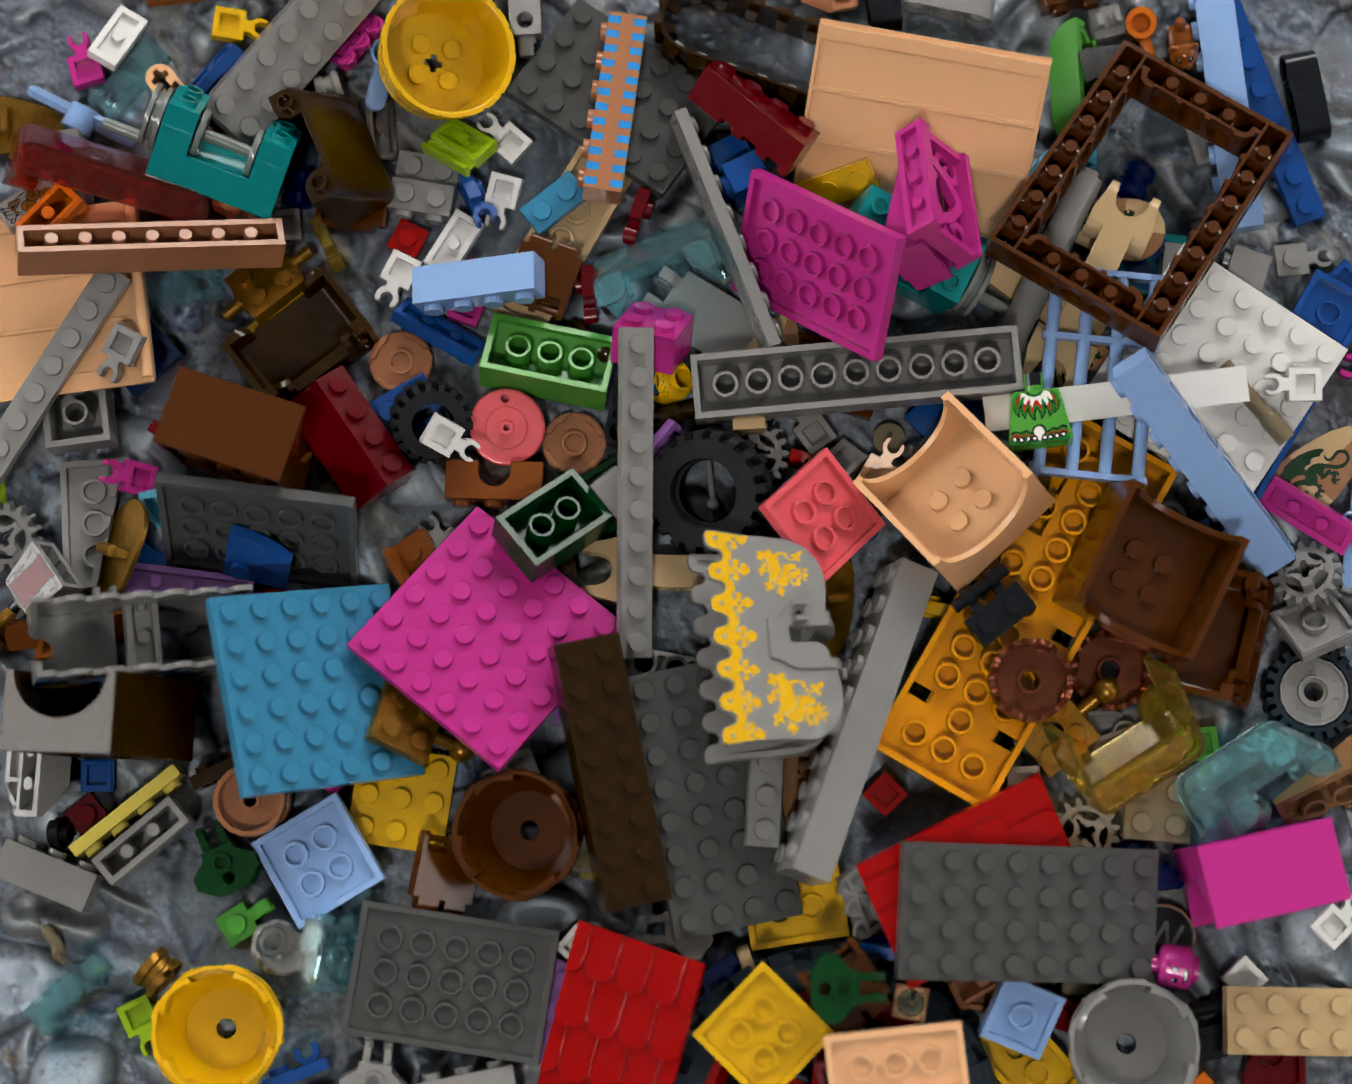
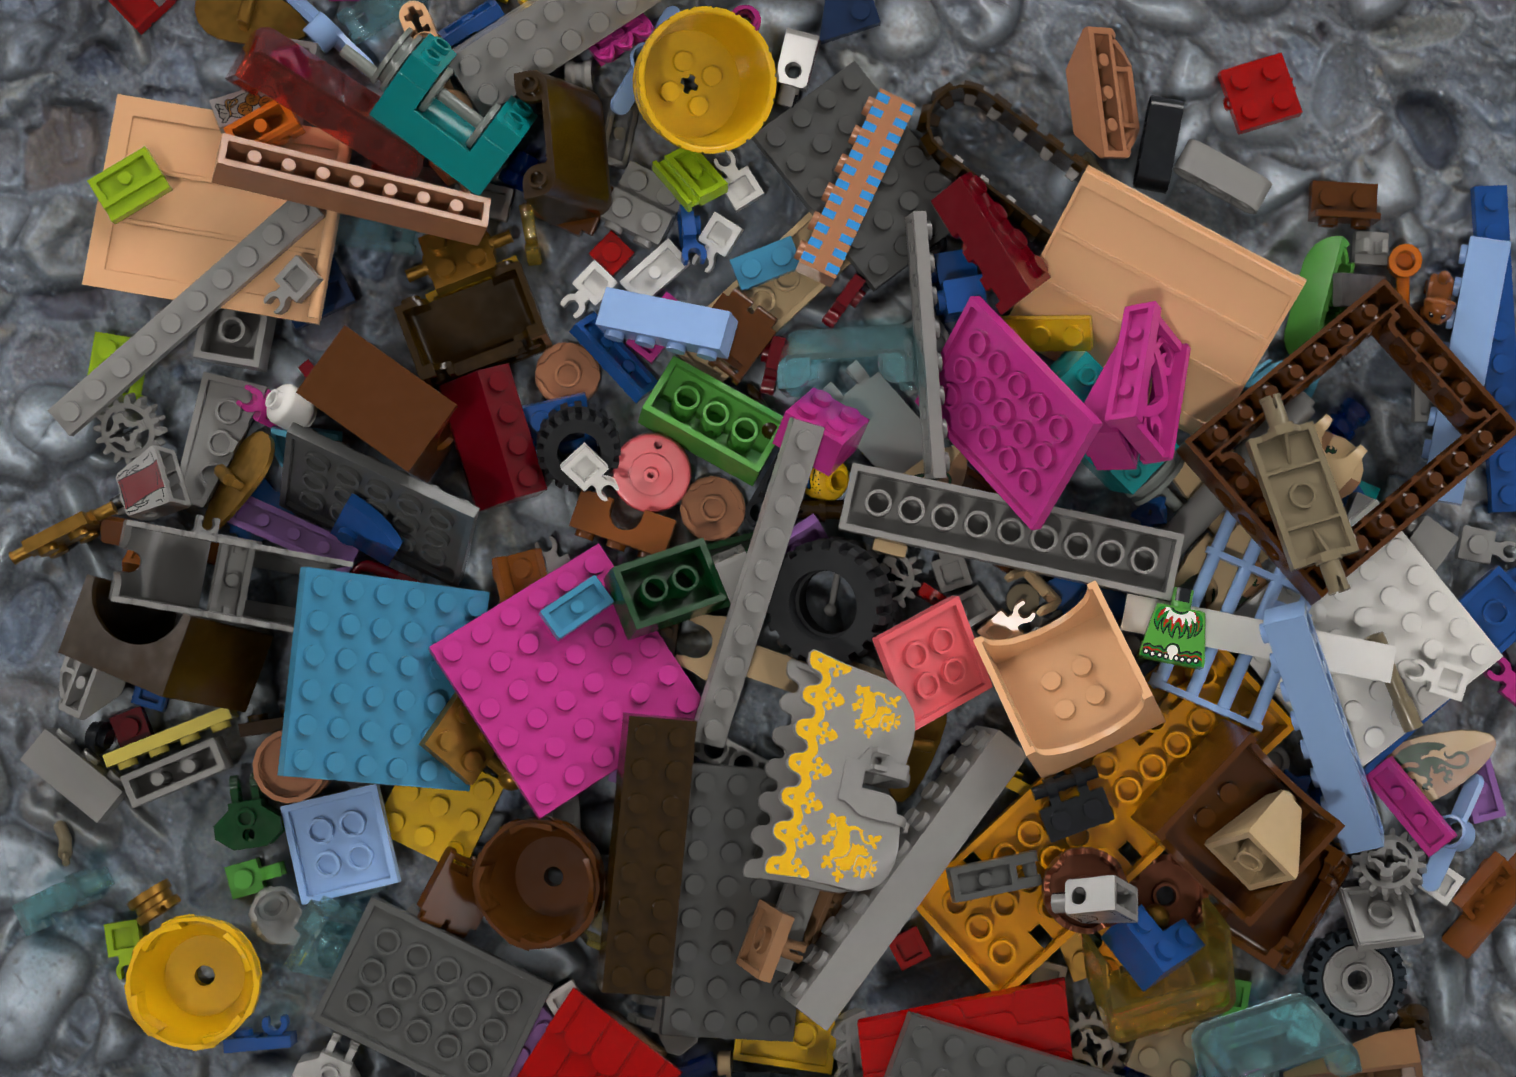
camera: 10 degrees right, 5 degrees up
(146, 463) = (287, 406): none -> white head
(474, 567) = (576, 607): none -> dark azure plate
(749, 818) = (768, 941): none -> medium nougat tile
(916, 428) = (1041, 587): none -> tan piece
(940, 694) = (993, 876): none -> dark grey plate
(986, 314) = (1158, 515): none -> blue plate
(1044, 681) = (1098, 900): none -> light grey torso
(1109, 720) = (1149, 951): none -> blue brick
(1111, 251) = (1302, 495): none -> dark tan plate
(1178, 583) = (1262, 841): none -> tan slope

